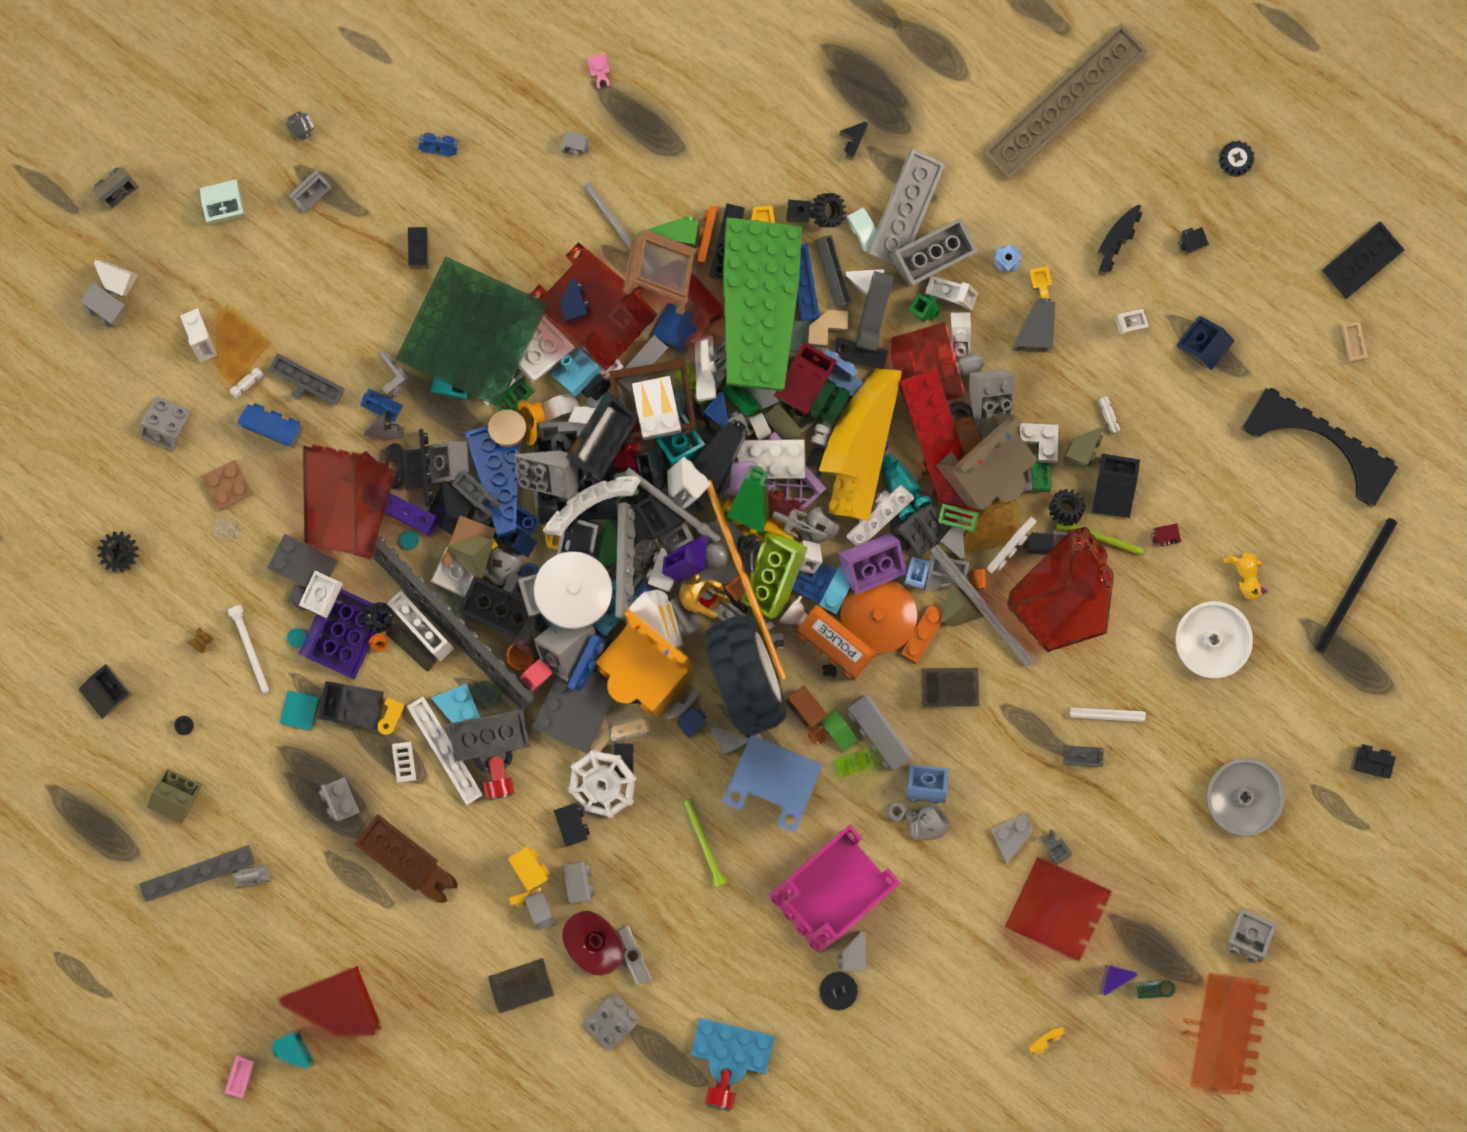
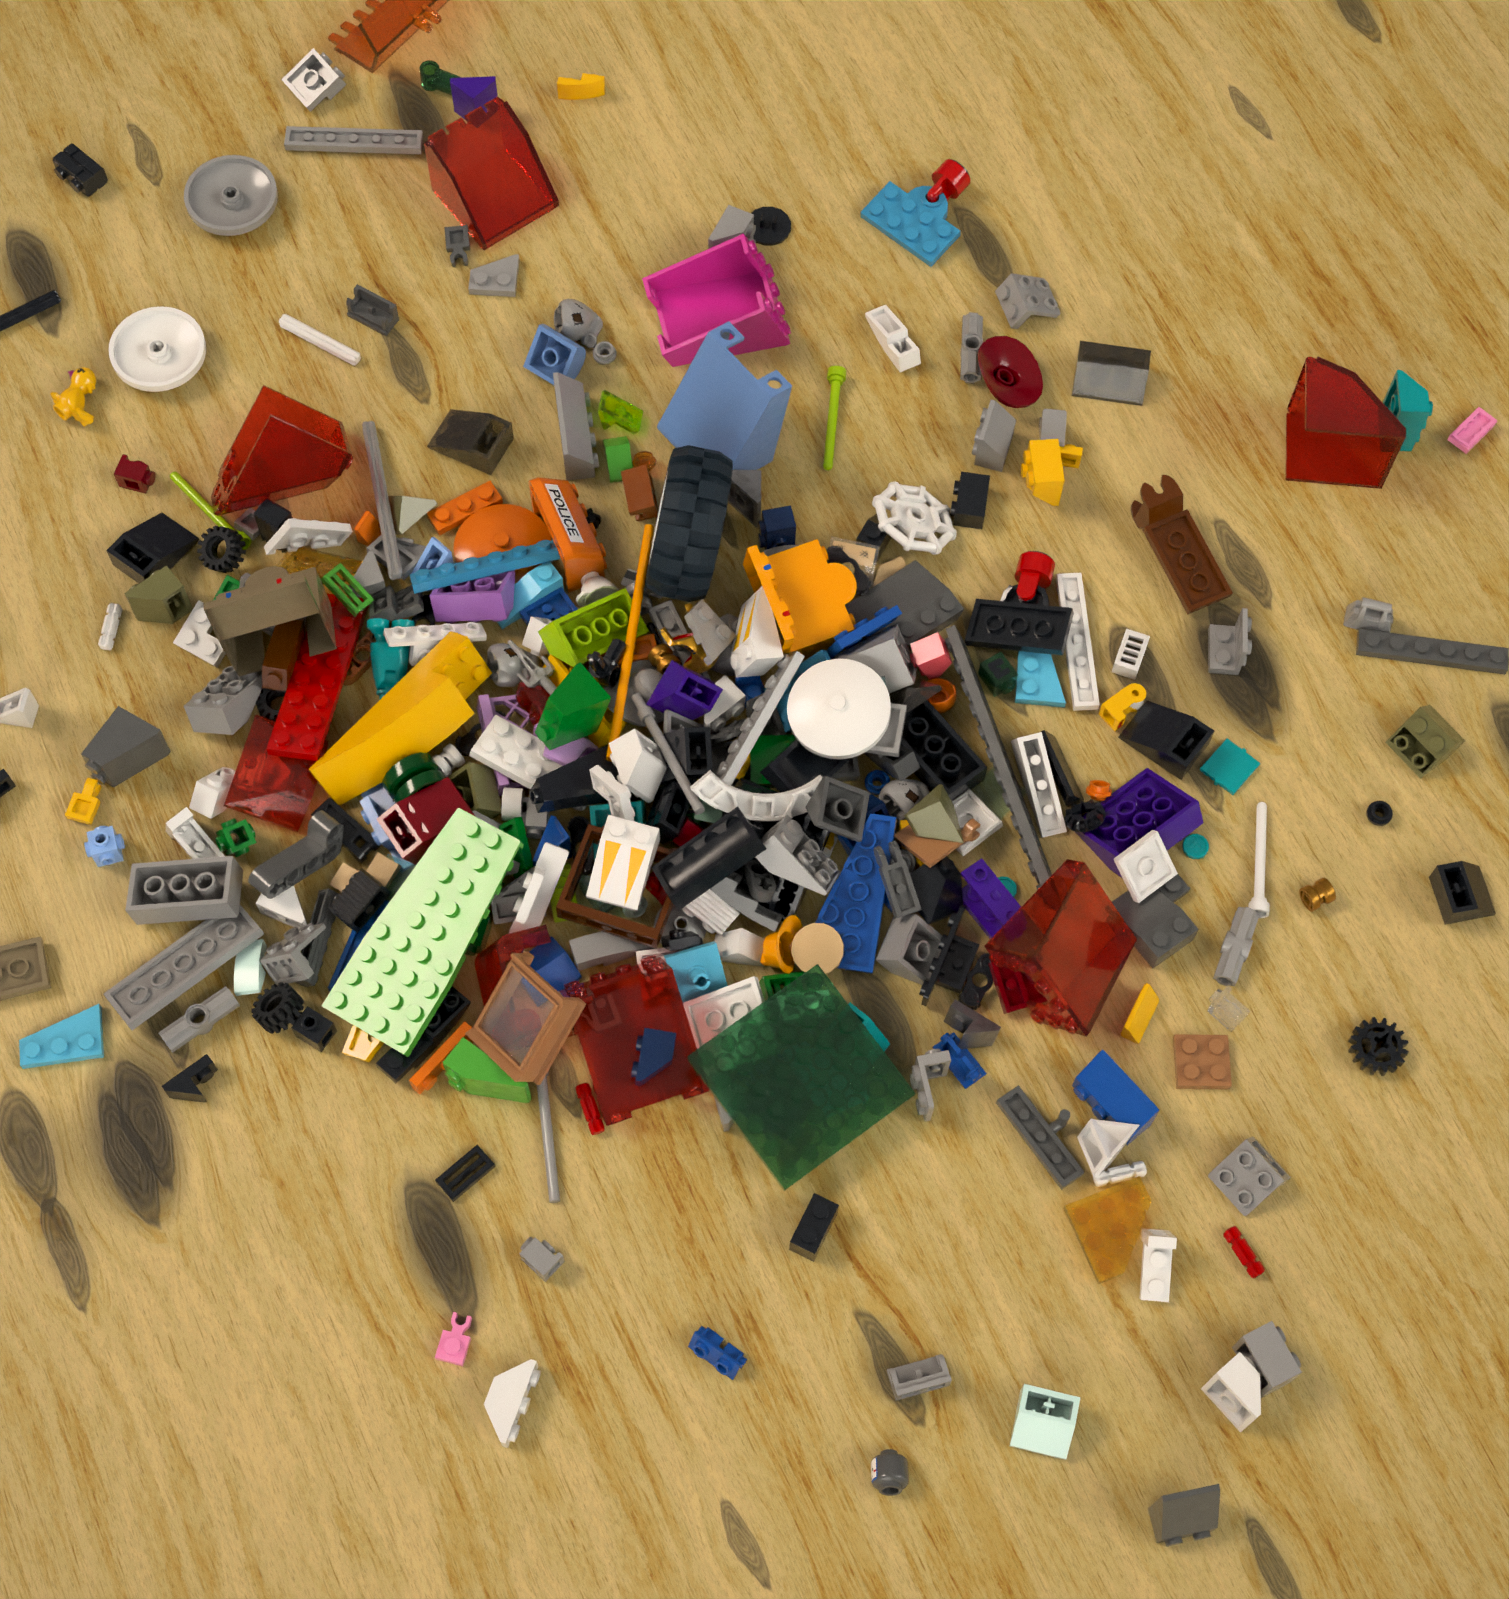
camera: 150 degrees left, 20 degrees down
(147, 372) = (1243, 1252): none -> red axle
(238, 575) = (1236, 946): none -> light grey piece
(263, 392) = (1103, 1142): none -> white slope
(280, 496) = (1140, 1014): none -> yellow slope
(536, 517) = (839, 808): none -> dark grey slope
(546, 51) = (509, 1399): none -> white slope
(597, 251) = (590, 1108): none -> red axle
(616, 714) = (837, 555): none -> black piece
(658, 157) = (454, 1195): none -> black tile
(683, 448) = (615, 793): none -> white plate
(690, 604) = (708, 631): none -> light grey wing
(694, 935) = (893, 338): none -> white slope
(713, 574) = (661, 657): none -> pearl gold wheel
(818, 305) = (359, 900): none -> black brick
(842, 250) = (284, 959): none -> light grey bracket
(878, 584) = (485, 566): none -> dark azure plate
(879, 168) = (213, 1009): none -> light grey piece
(950, 124) = (66, 1041): none -> medium azure wing
(969, 364) = (225, 754): light grey brick -> none
(1188, 899) = (353, 140): none -> light grey plate

